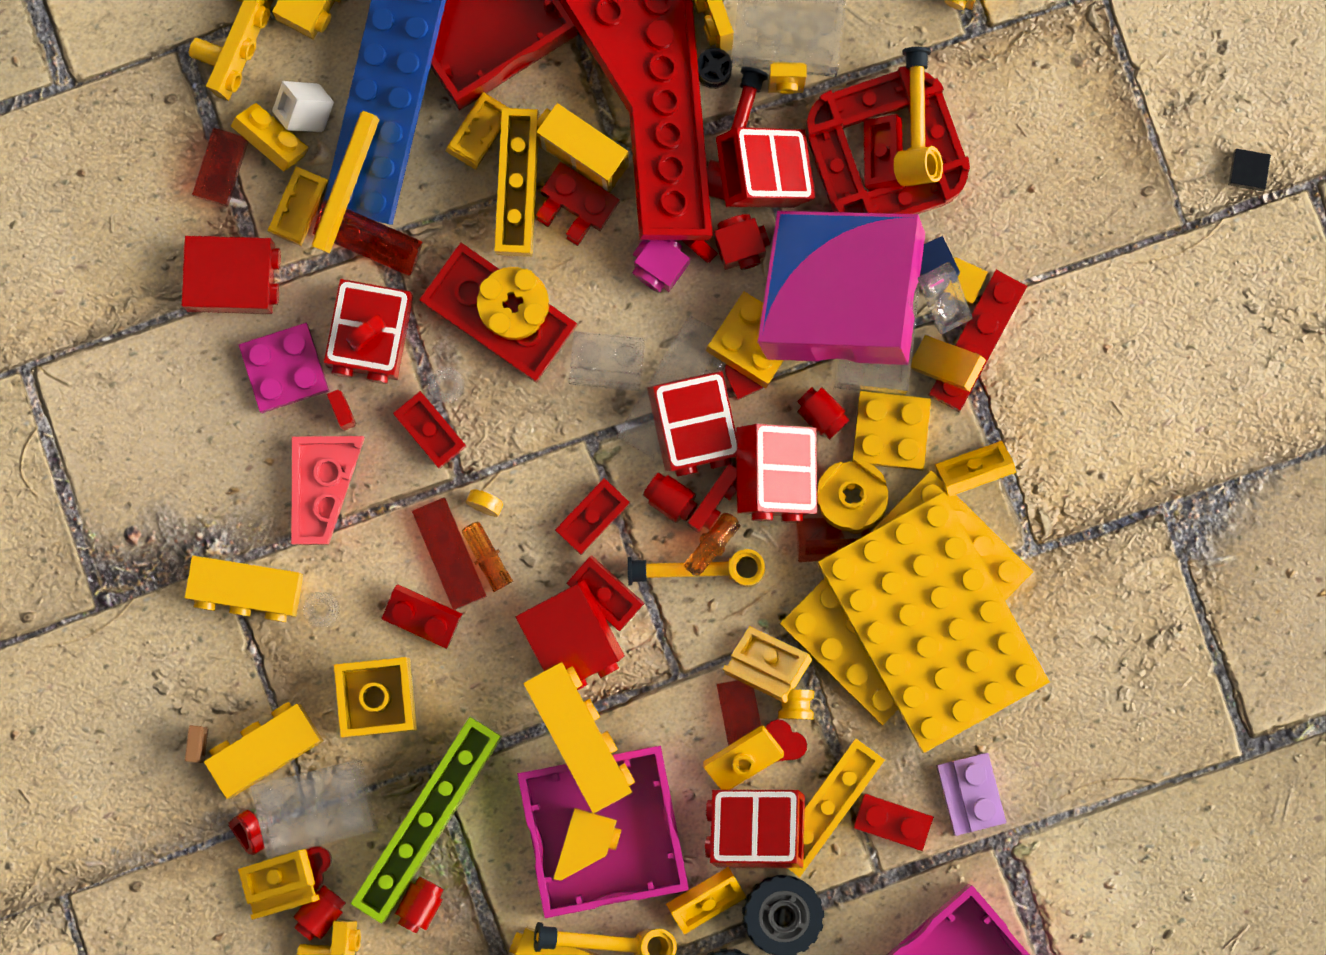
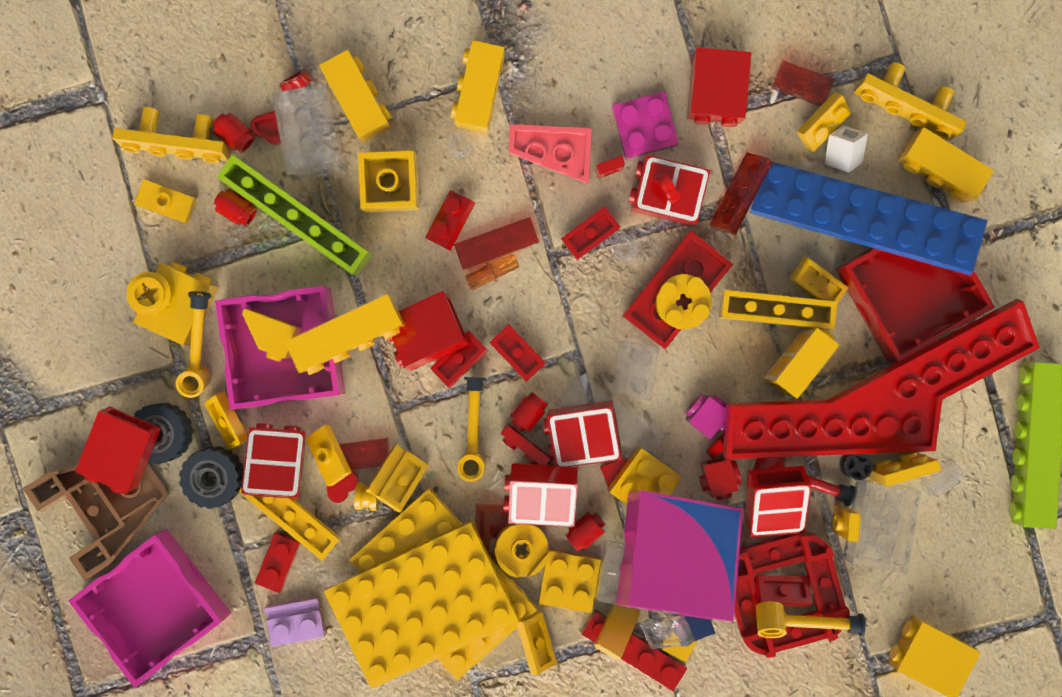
camera: 95 degrees right, 5 degrees up
(196, 744) = (363, 46): medium nougat tile -> none
(278, 884) = (254, 102): yellow plate -> none
(298, 206) = (768, 142): yellow plate -> none
(345, 181) = (787, 177): yellow tile -> none
(484, 502) = (532, 272): yellow tile -> none
(578, 196) = (761, 357): red plate -> none
(712, 543) = (490, 442): clear orange axle -> none

